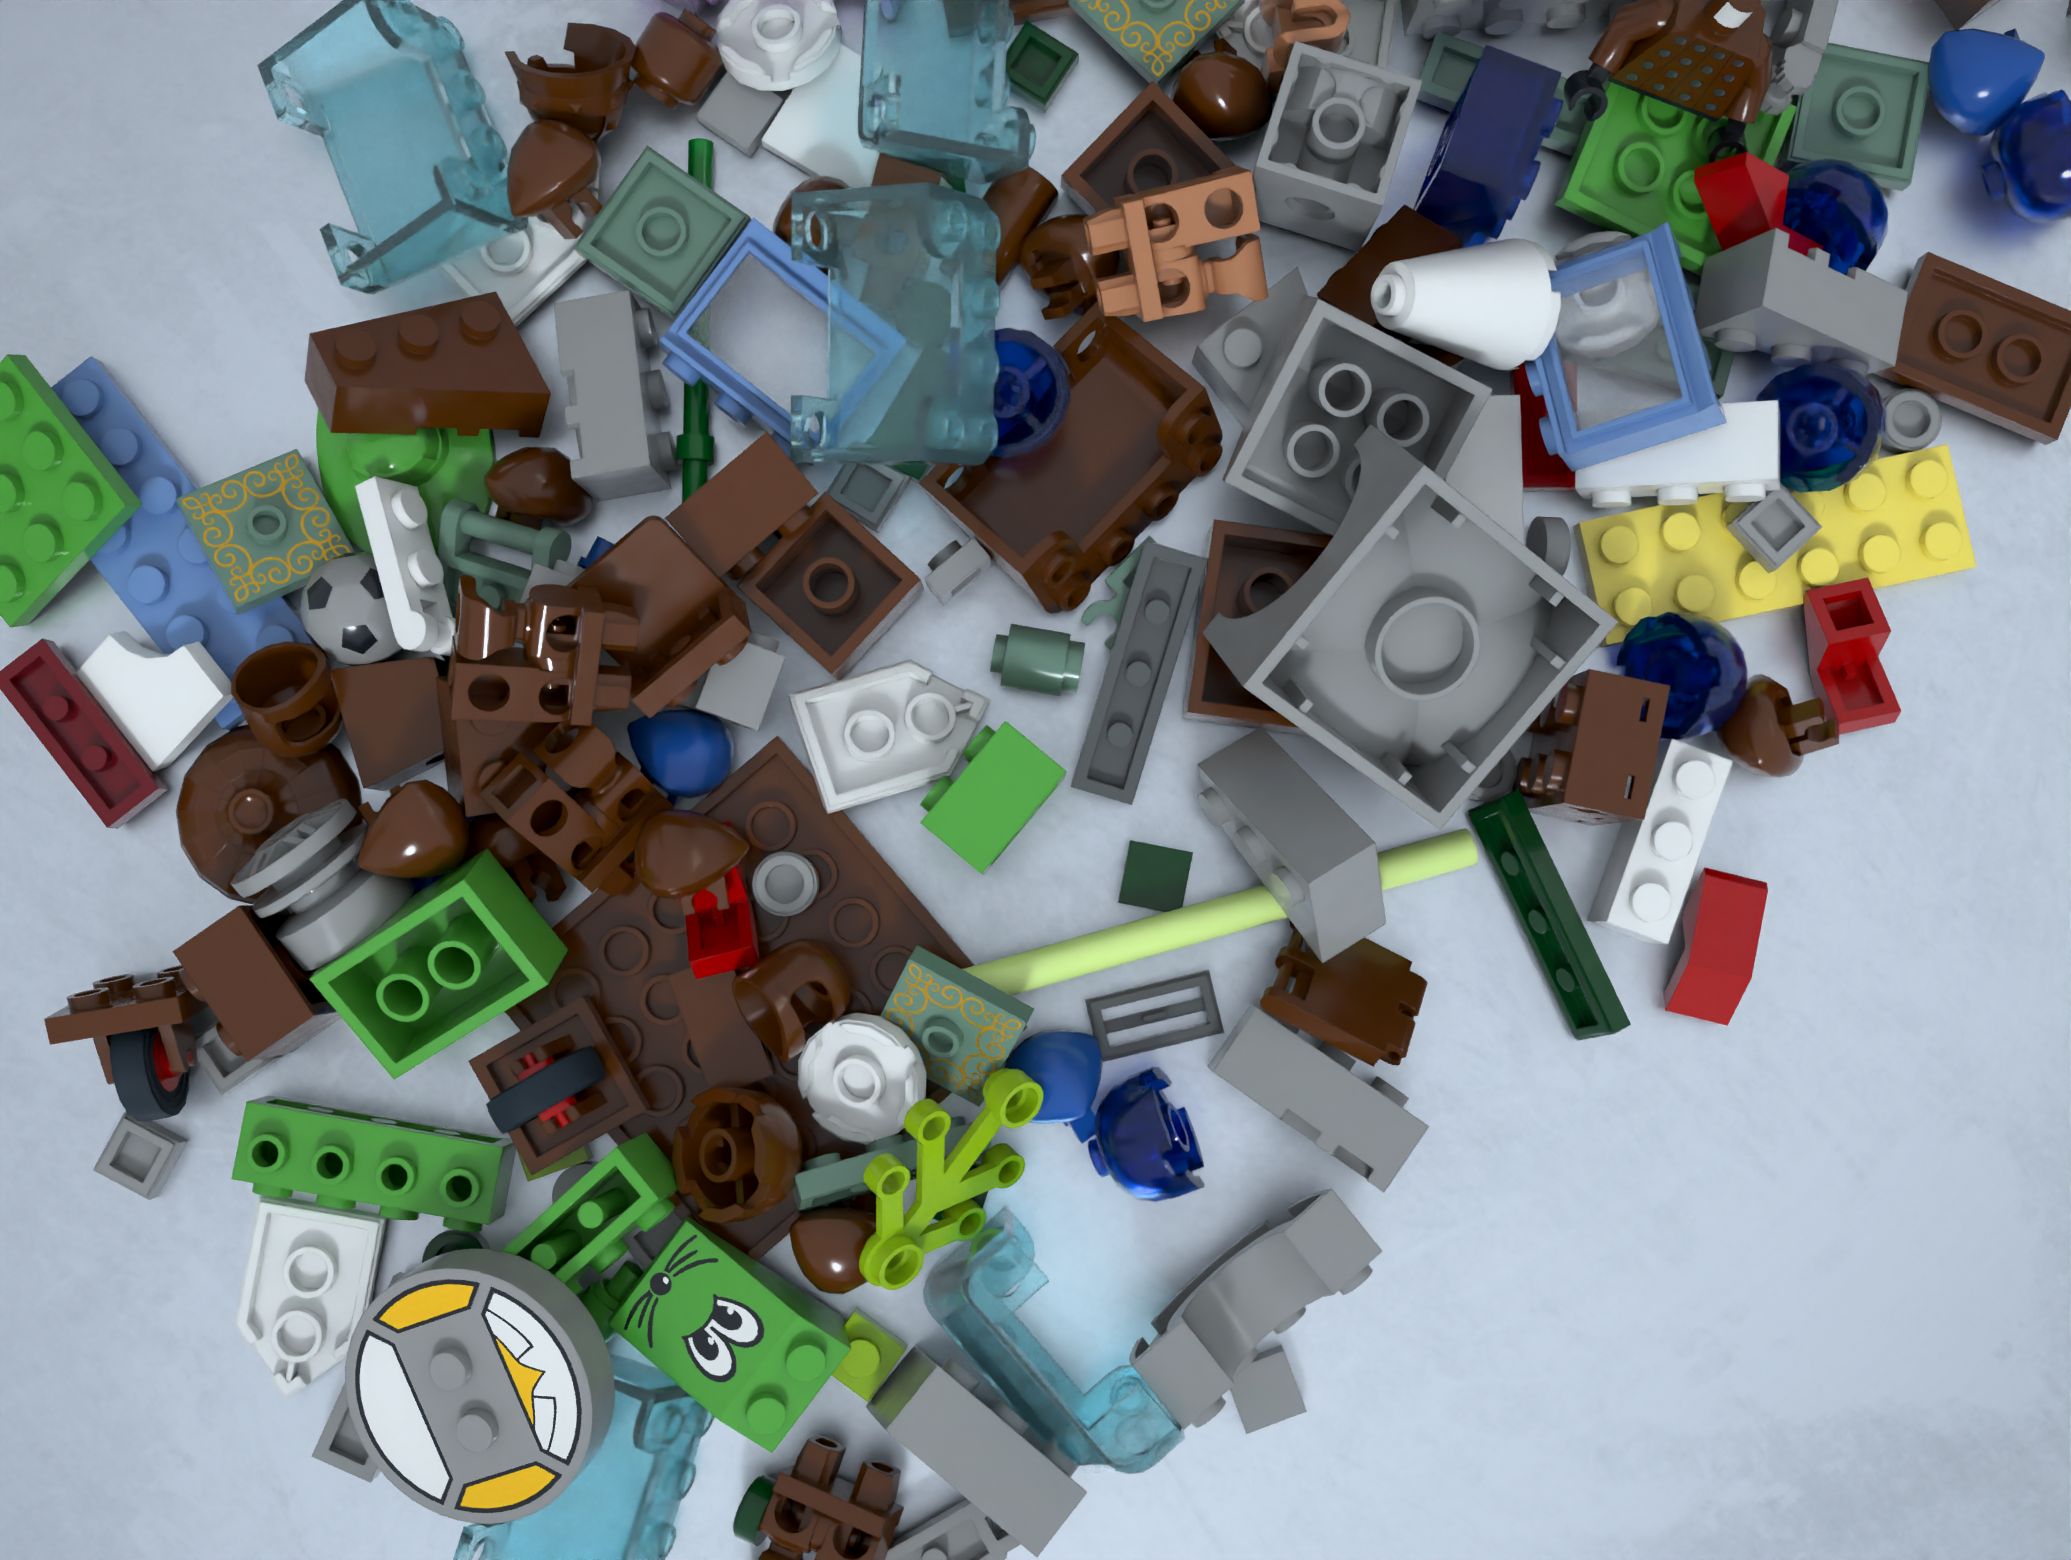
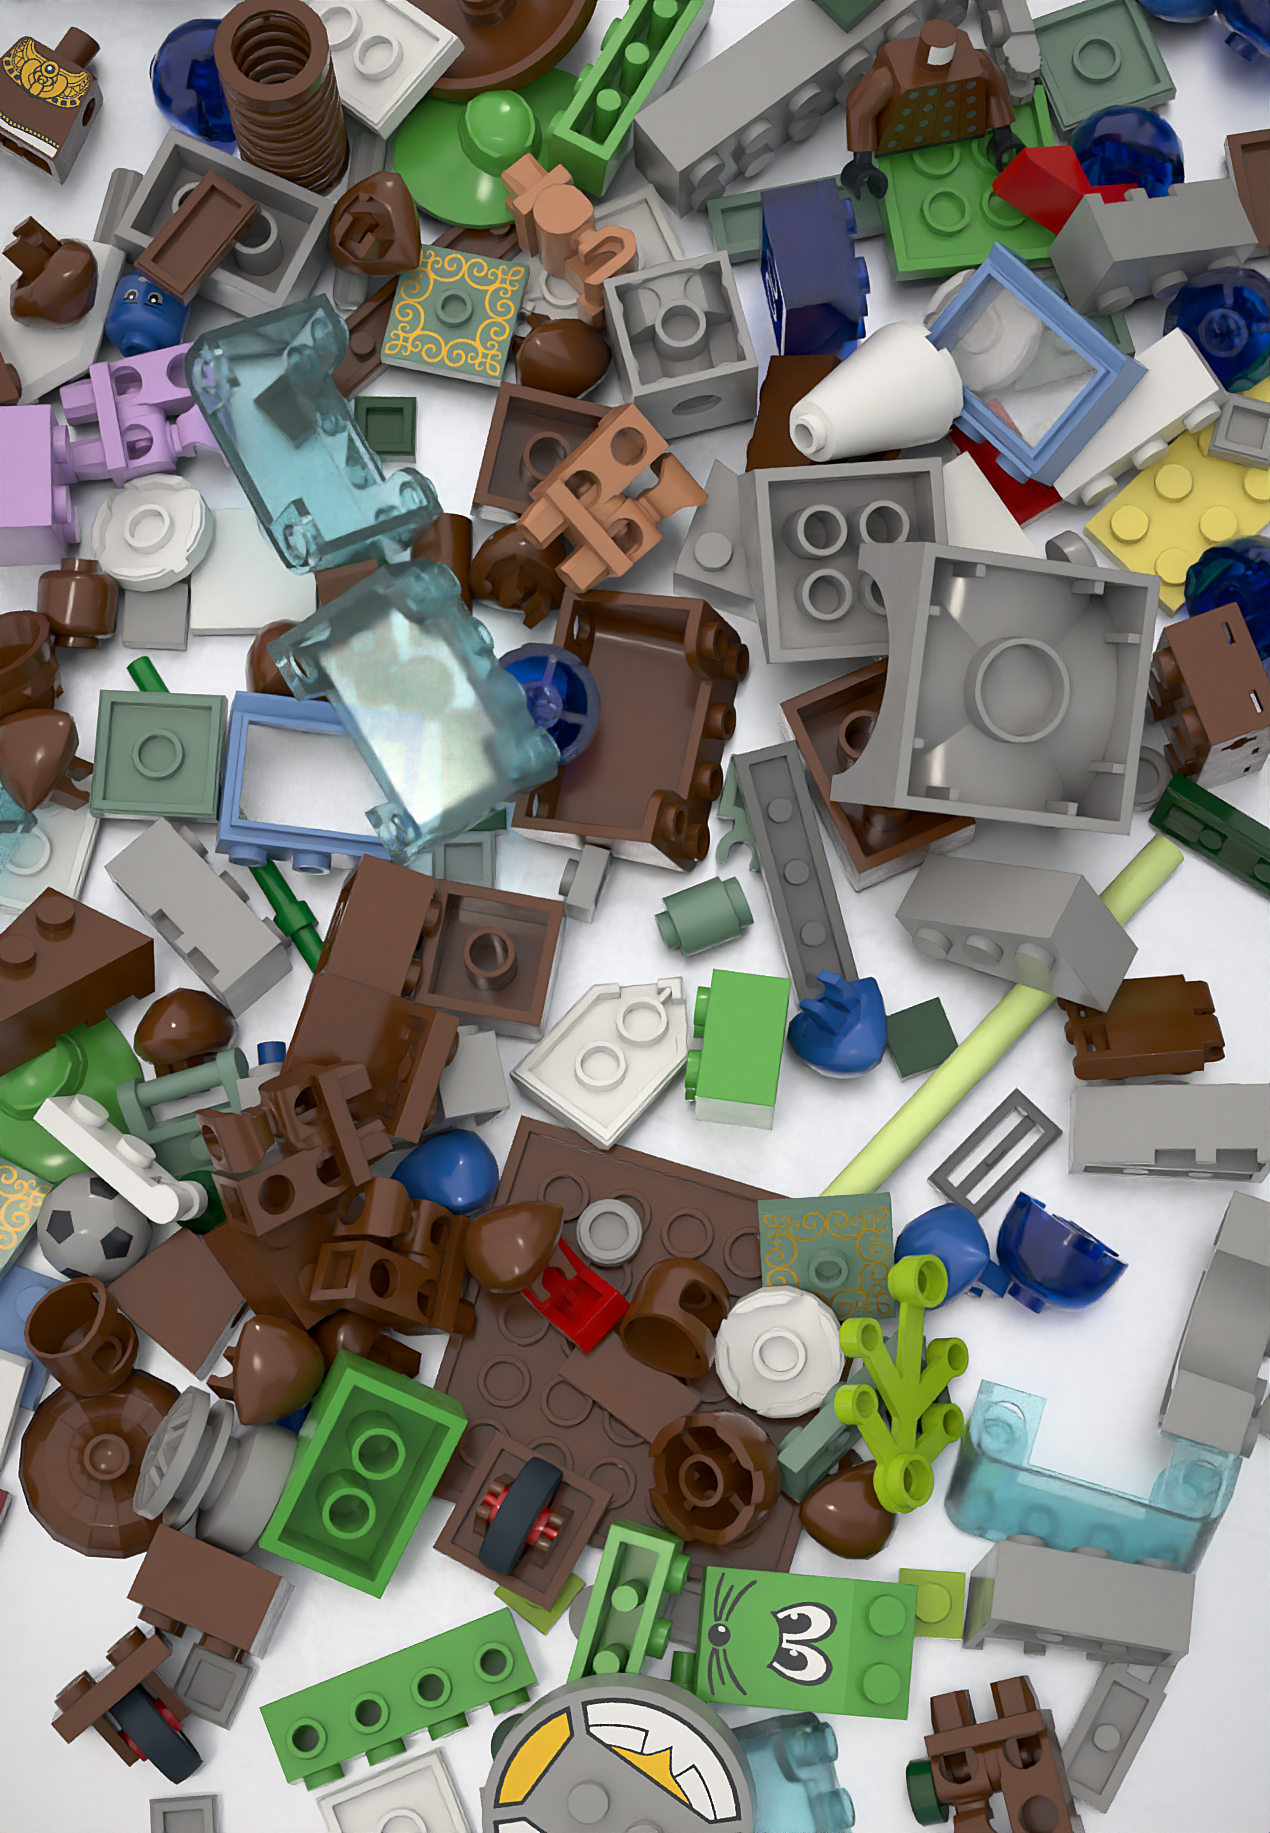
camera: 25 degrees left, 10 degrees down
(1092, 831) = (841, 1029): none -> blue piece

